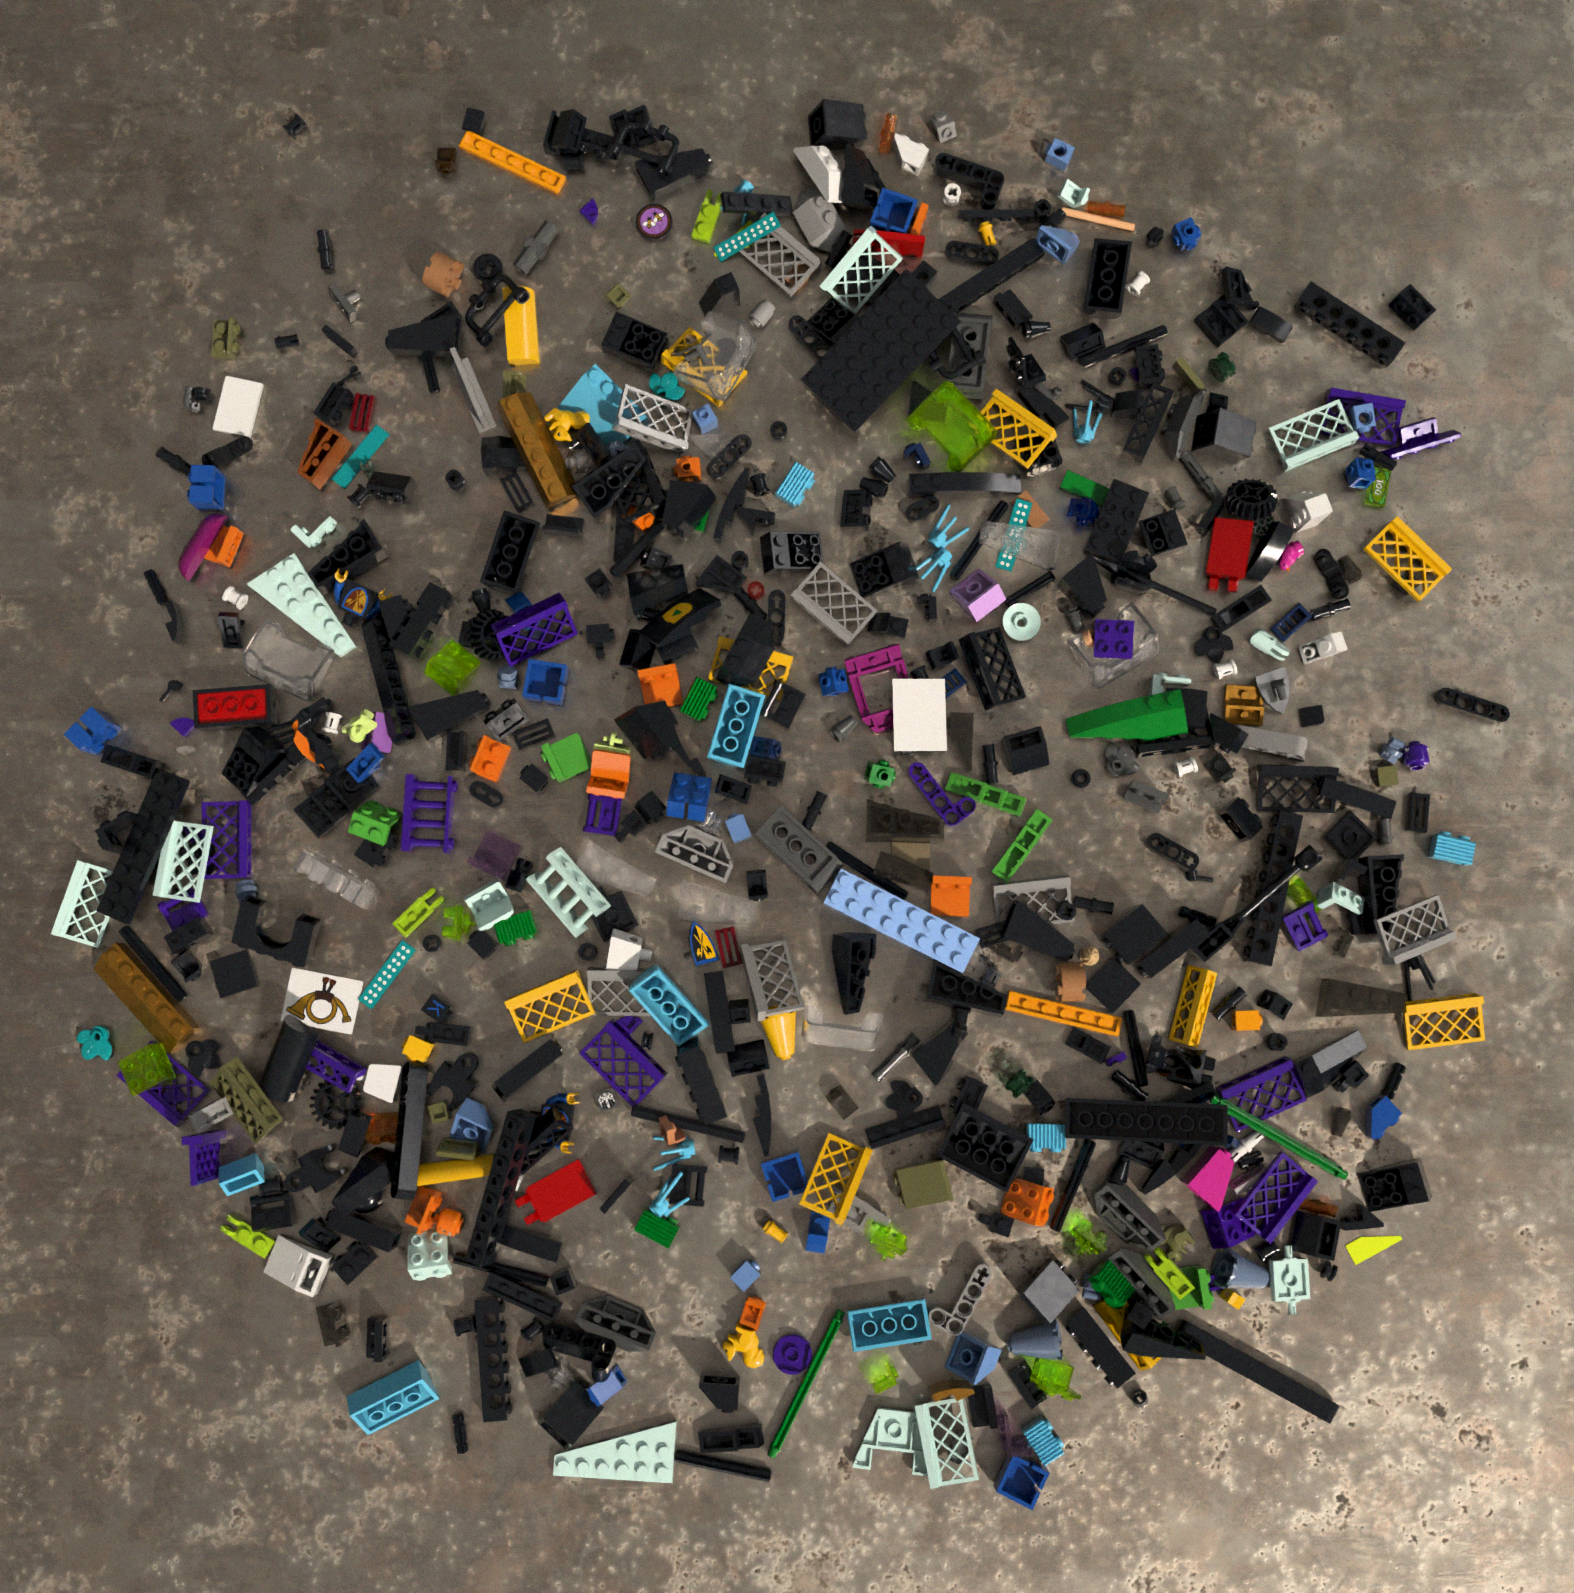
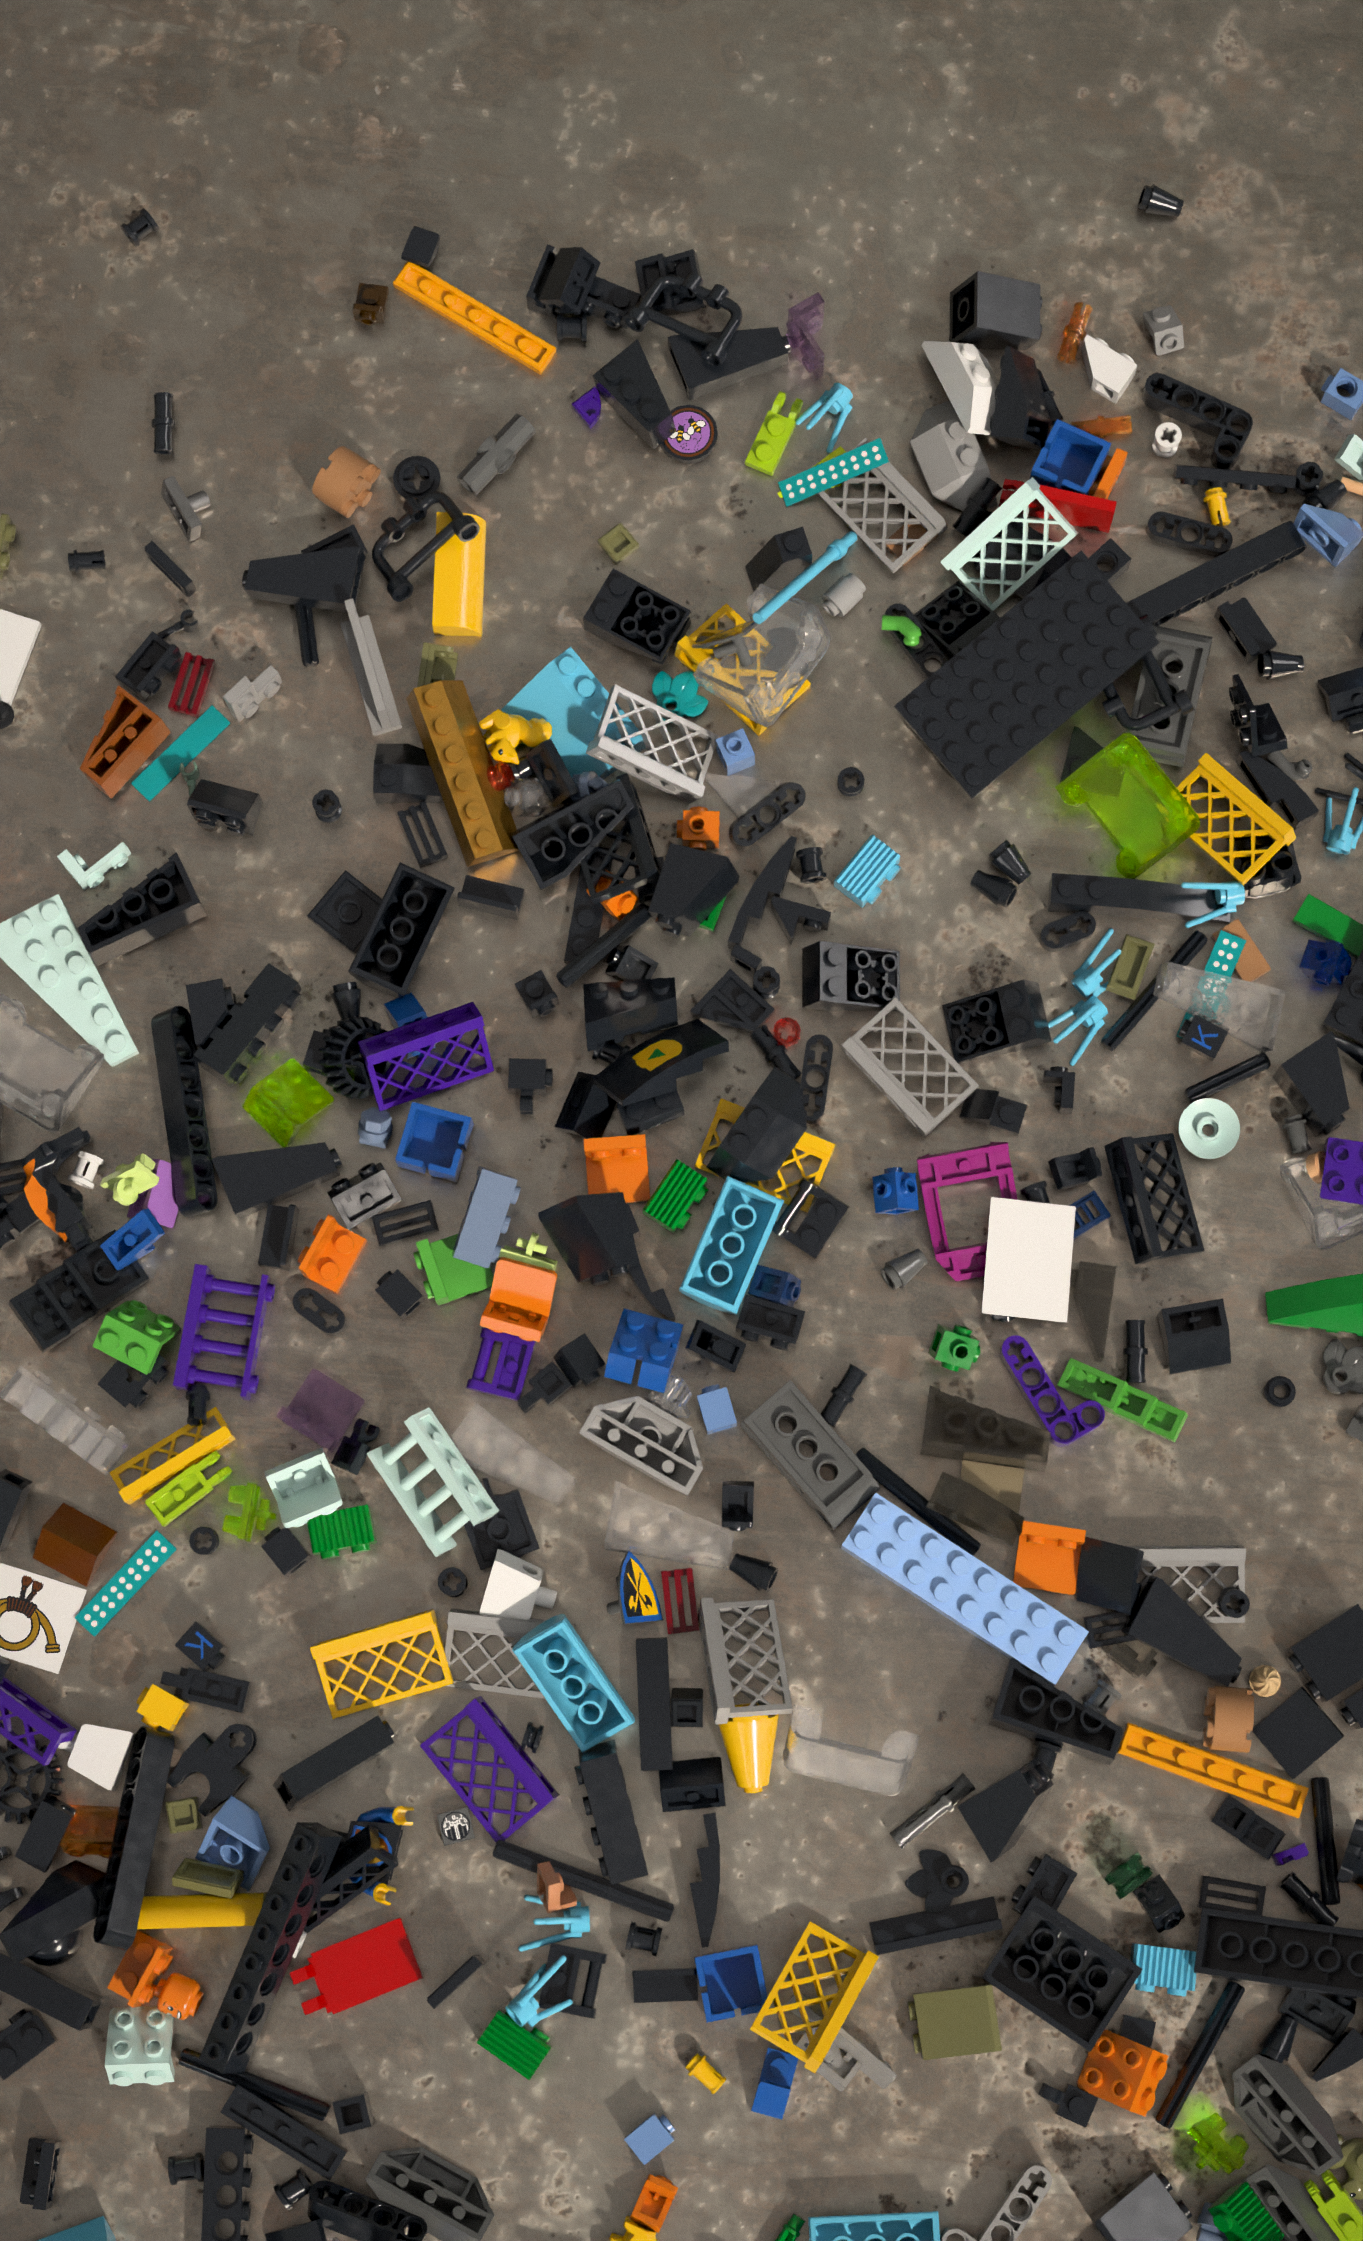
camera: 10 degrees right, 5 degrees down
(351, 954) = (73, 1544): none -> reddish brown slope
(356, 599) = (149, 978): torso -> none
(359, 496) = (172, 815): black bush -> none
(396, 416) = (246, 695): none -> light grey plate
(409, 898) = (174, 1465): none -> yellow fence
(417, 860) = (197, 1404): none -> black pin
(474, 544) = (346, 911): none -> black tile
(531, 1242) = (308, 2045): black slope -> none
(560, 449) = (500, 775): none -> clear red bush
(582, 725) = (486, 1217): none -> sand blue wedge
(617, 200) = (635, 395): none -> black wedge
(629, 1023) = (506, 1706): dark purple tile -> none
(718, 143) = (803, 322): none -> clear purple bracket
(725, 547) = (745, 959): none -> black tile
(744, 1181) = (665, 1985): none -> black panel
(753, 286) = (834, 551): none -> medium azure bar
(756, 203) = (853, 423): black plate -> none
(772, 924) = (754, 1571): none -> black cone
(800, 328) = (905, 626): none -> bright green arm
(841, 1102) = (836, 1873): clear smoke bracket -> none
(851, 962) = (877, 1644): black wedge -> none
(856, 509) = (962, 921): black bracket -> none
(897, 1246) = (887, 2119): clear neon green hips -> none
(914, 190) = (1105, 427): none -> clear orange pin
(920, 455) = (1073, 849): dark blue bracket -> none
(931, 44) = (1158, 201): none -> black cone
(963, 527) = (1130, 967): none -> olive tile
(978, 594) = (1143, 1077): lavender slope -> none
(988, 902) = (1109, 1575): none -> black slope
(1011, 565) = (1202, 1037): none -> black brick
(1017, 475) = (1226, 893): none -> medium azure plant
(1022, 845) = (1173, 1489): bright green slope -> none
(1069, 1095) = (1204, 1892): none -> black tile
(1093, 905) = (1279, 1598): black pin -> none

